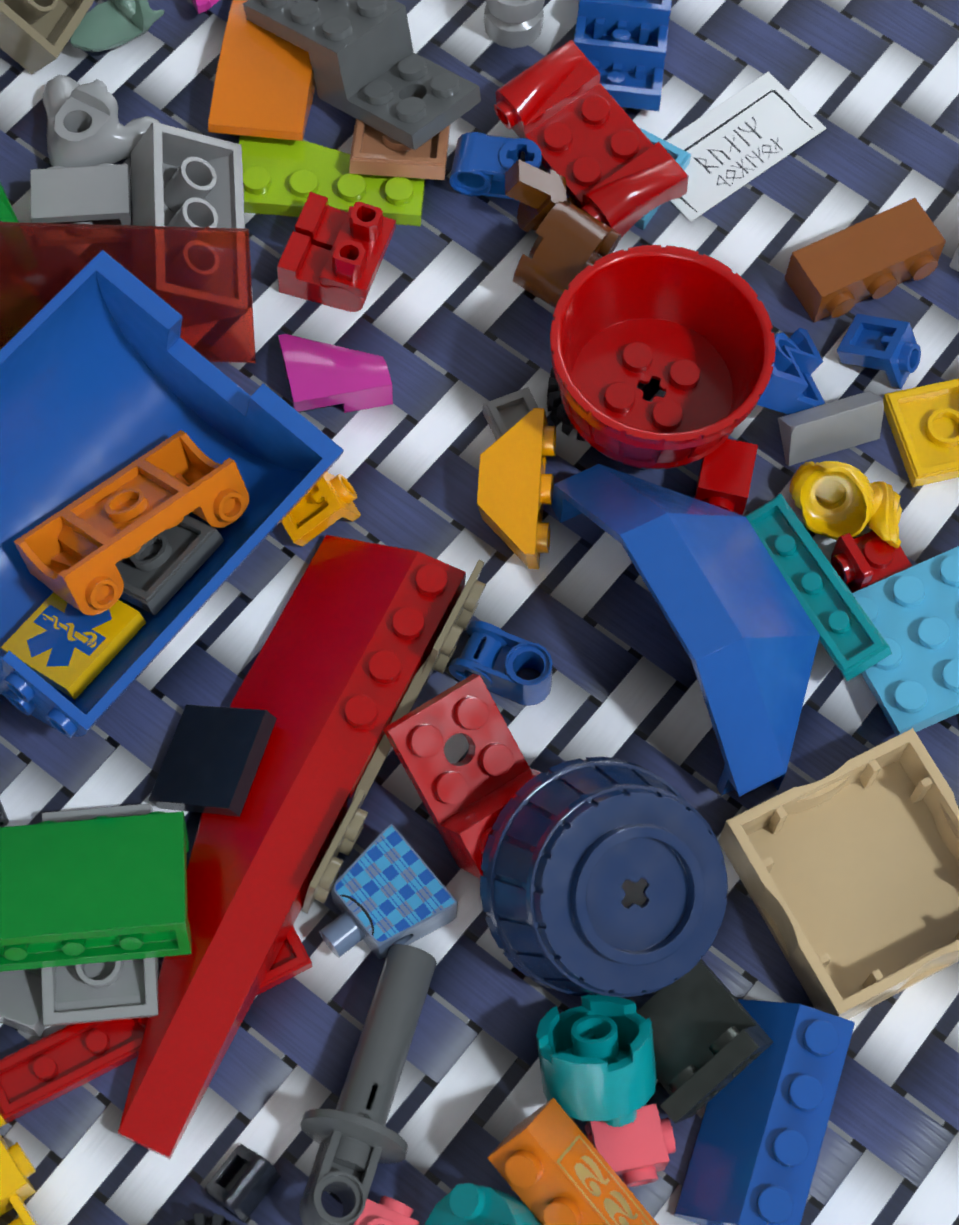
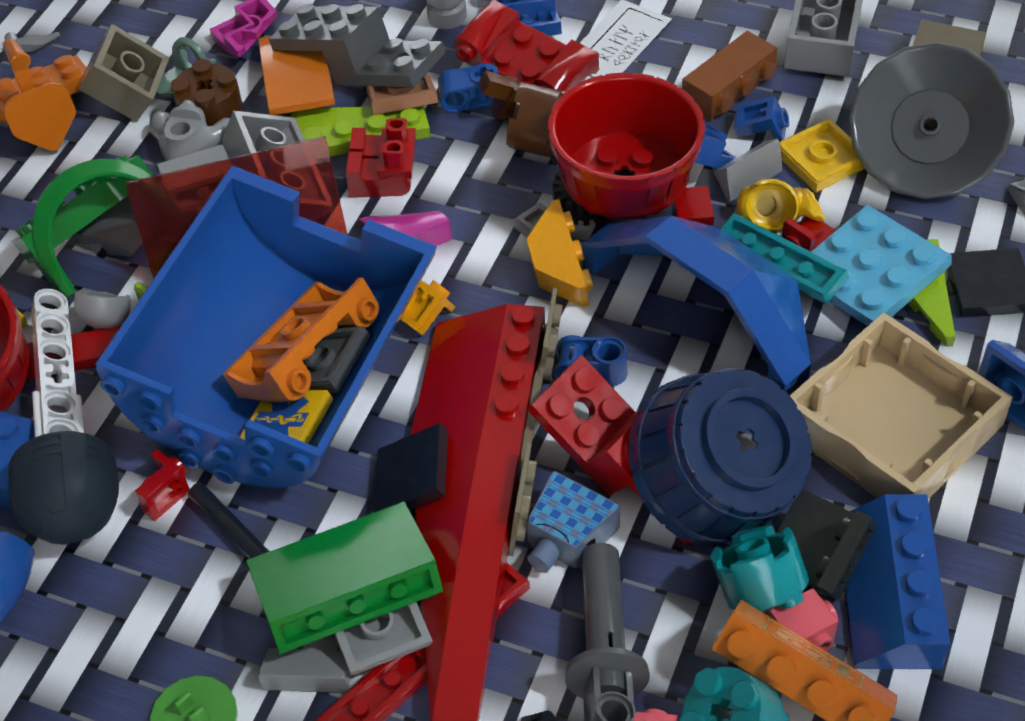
camera: 10 degrees left, 15 degrees down
(137, 67) = (209, 88): none -> reddish brown brick

